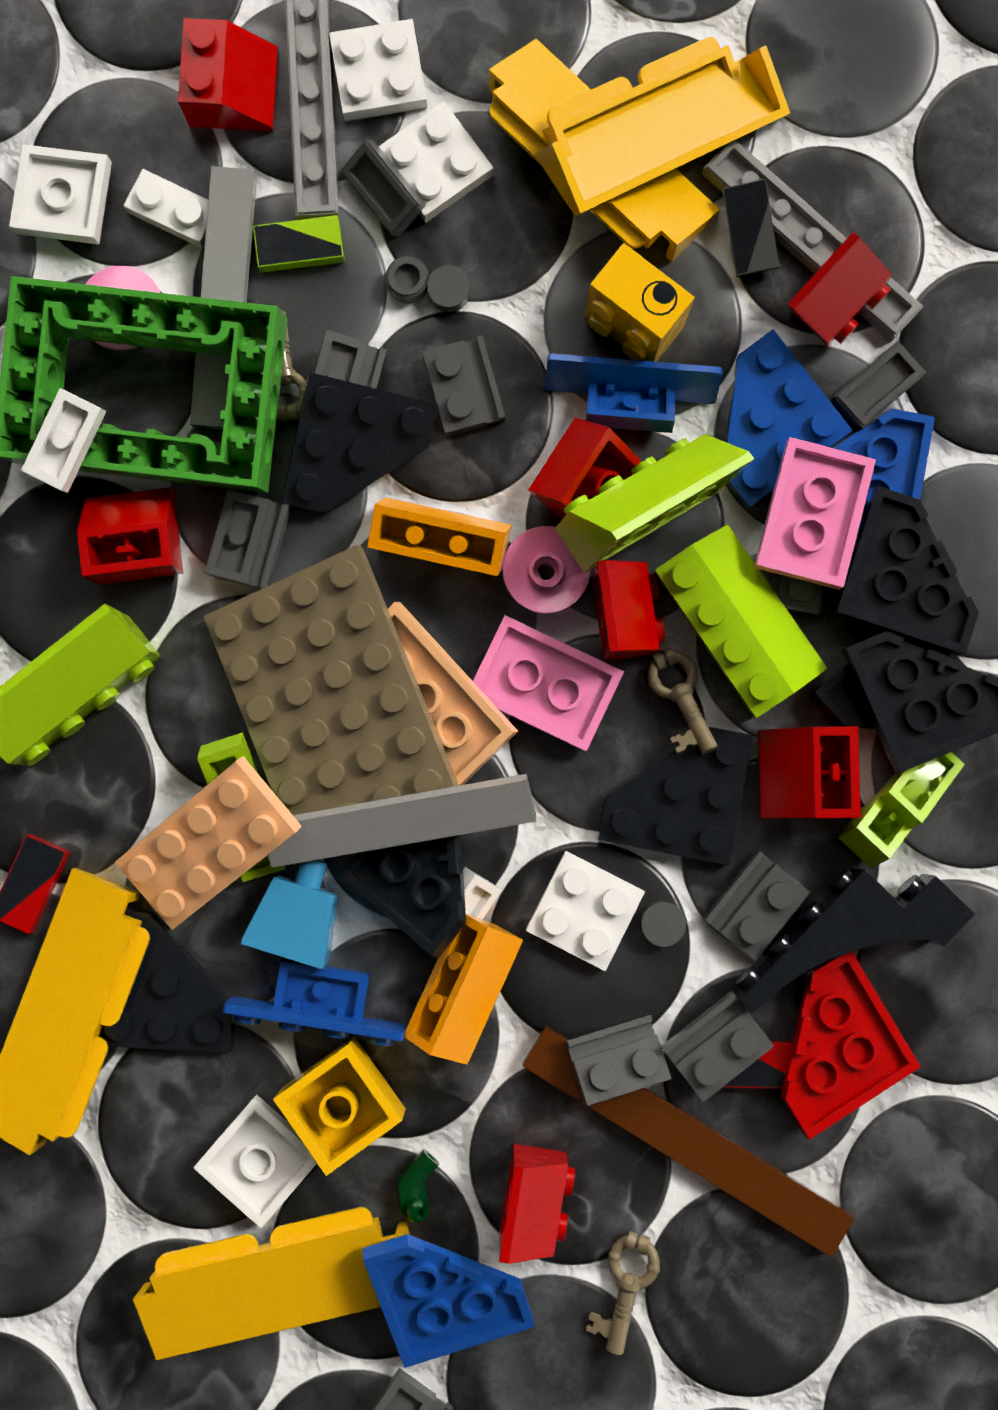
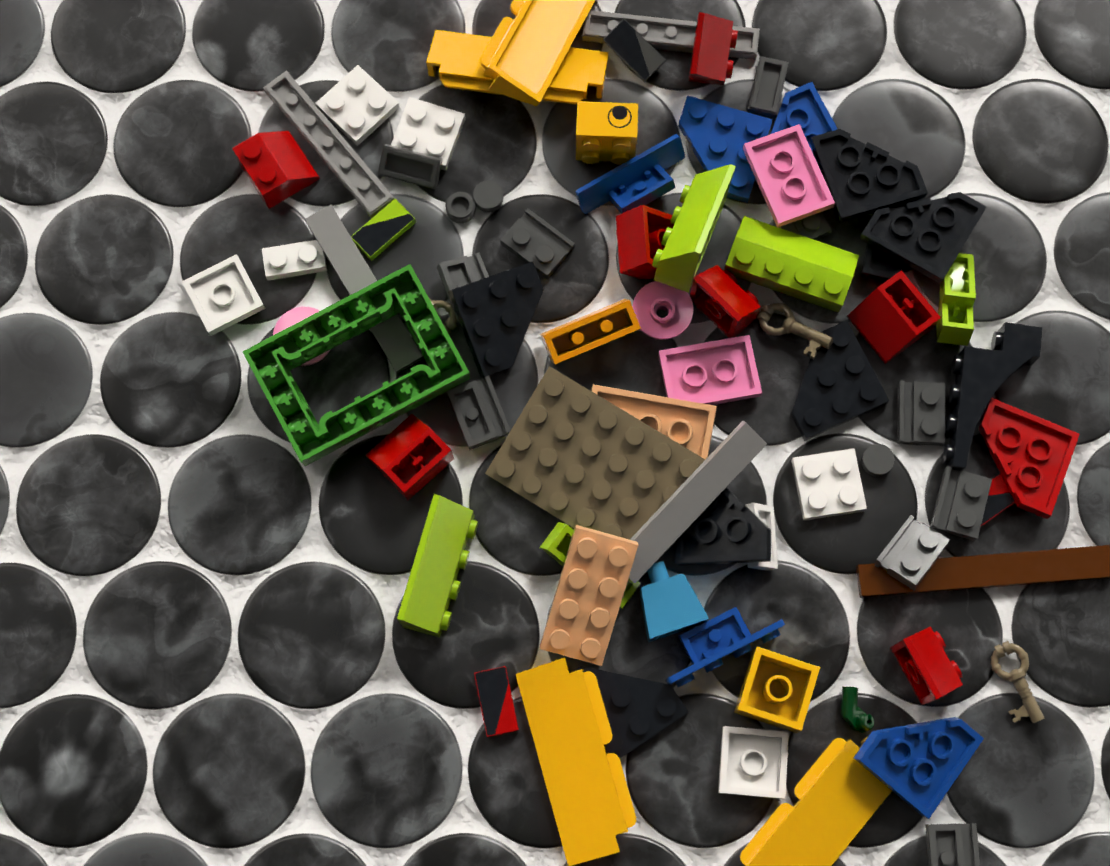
camera: 35 degrees left, 10 degrees down
(63, 440) = (341, 421): white plate -> none
(463, 990) = (796, 574): light orange brick -> none

